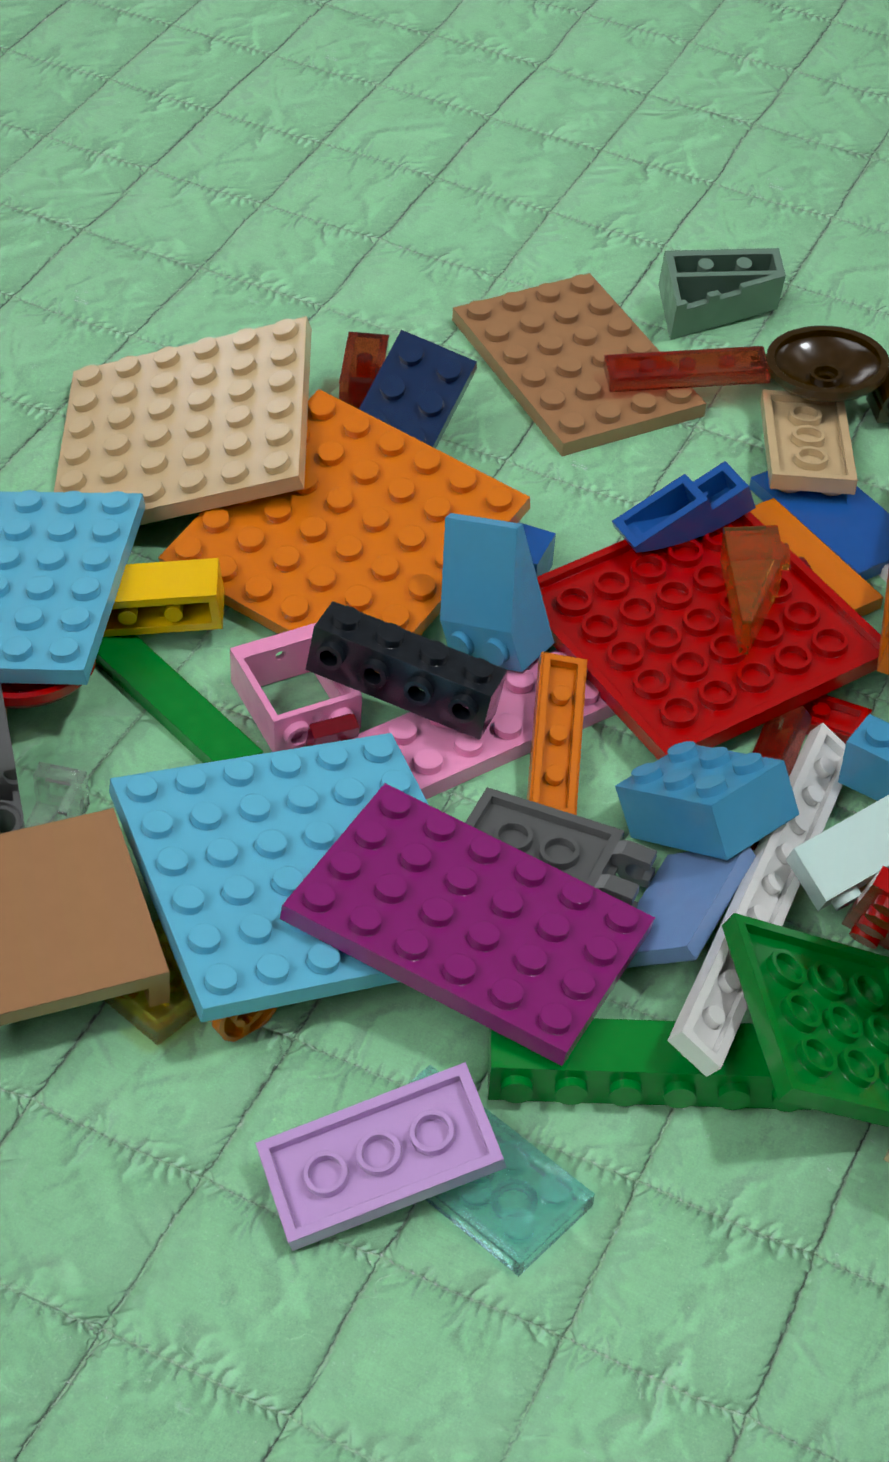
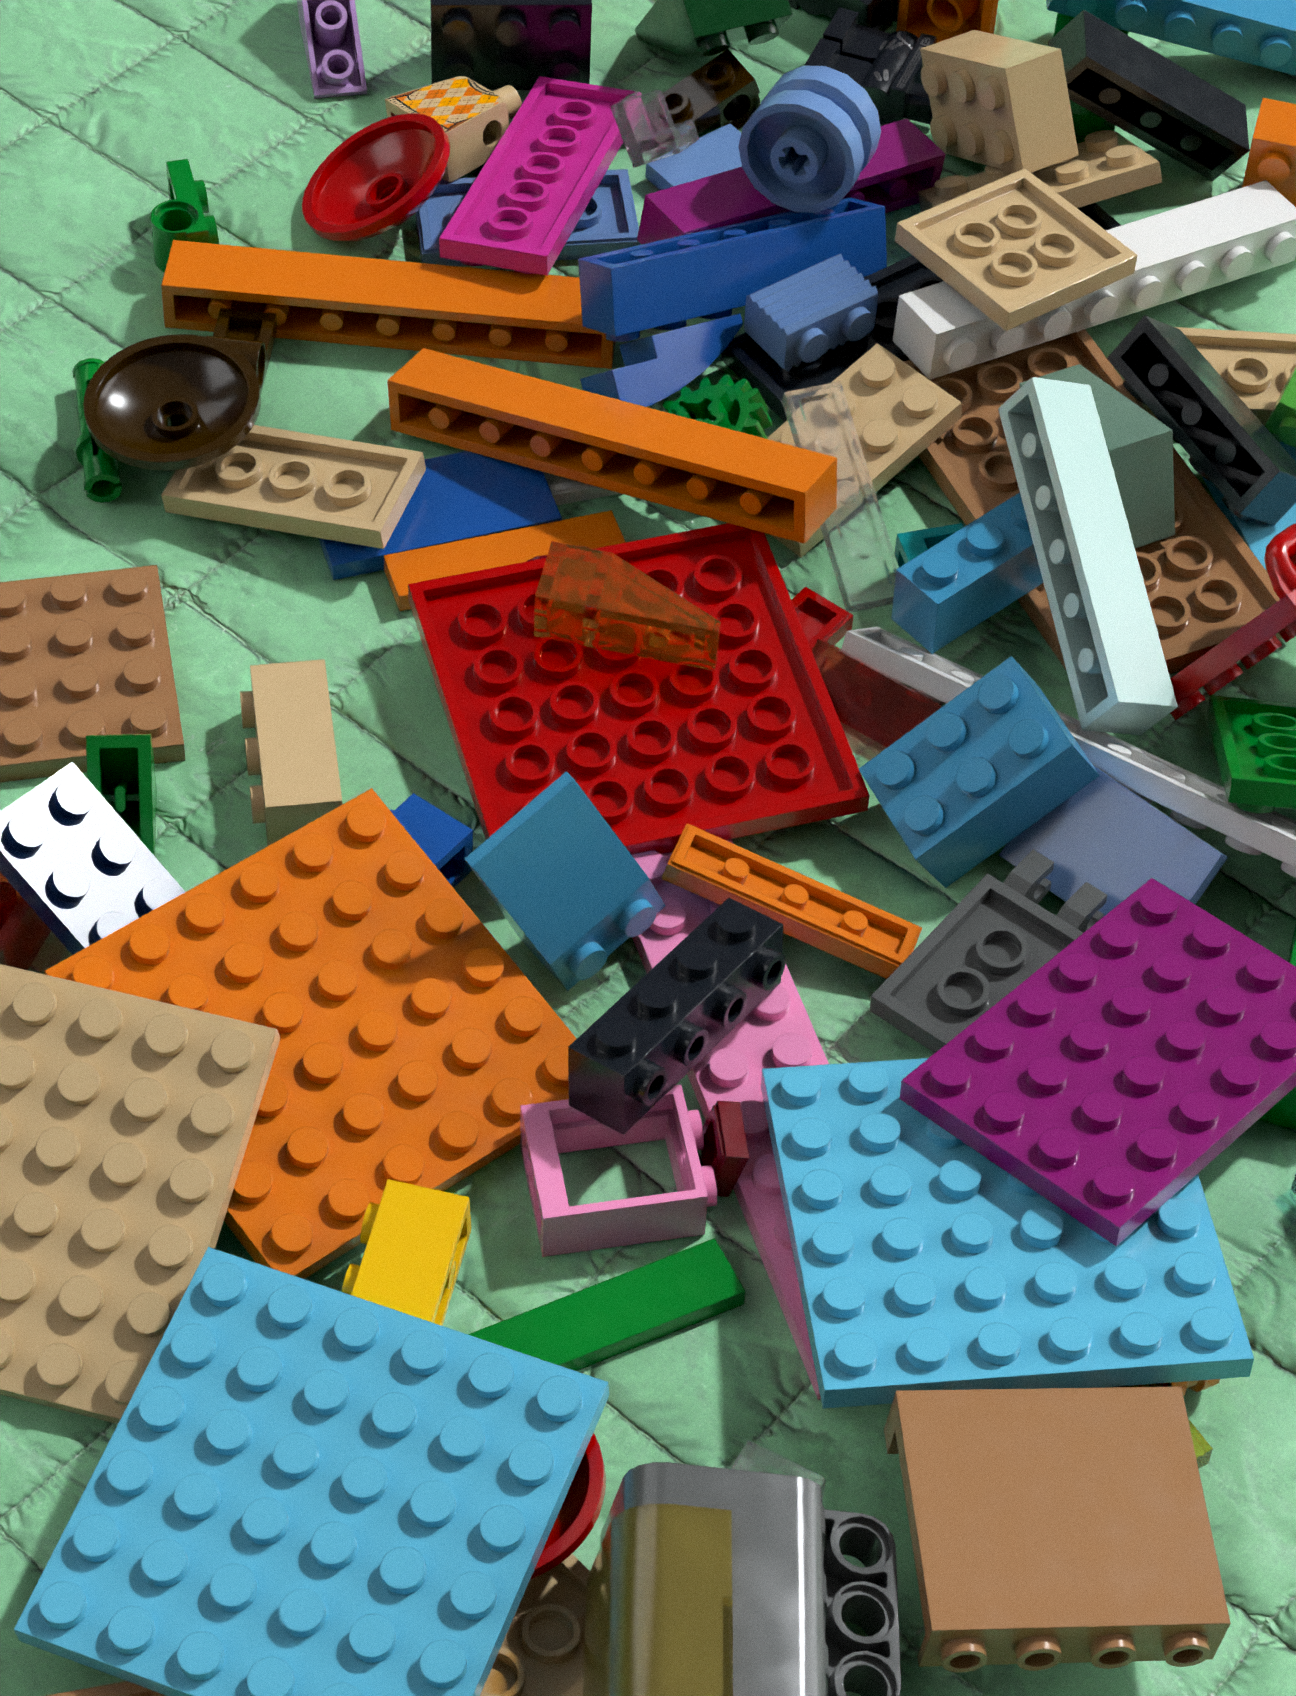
camera: 75 degrees left, 5 degrees up
(501, 423) = (125, 776): none -> green slope
(581, 487) = (291, 746): none -> tan brick
(686, 369) = (100, 558): clear red tile -> none
(686, 510) = (451, 633): blue slope -> none

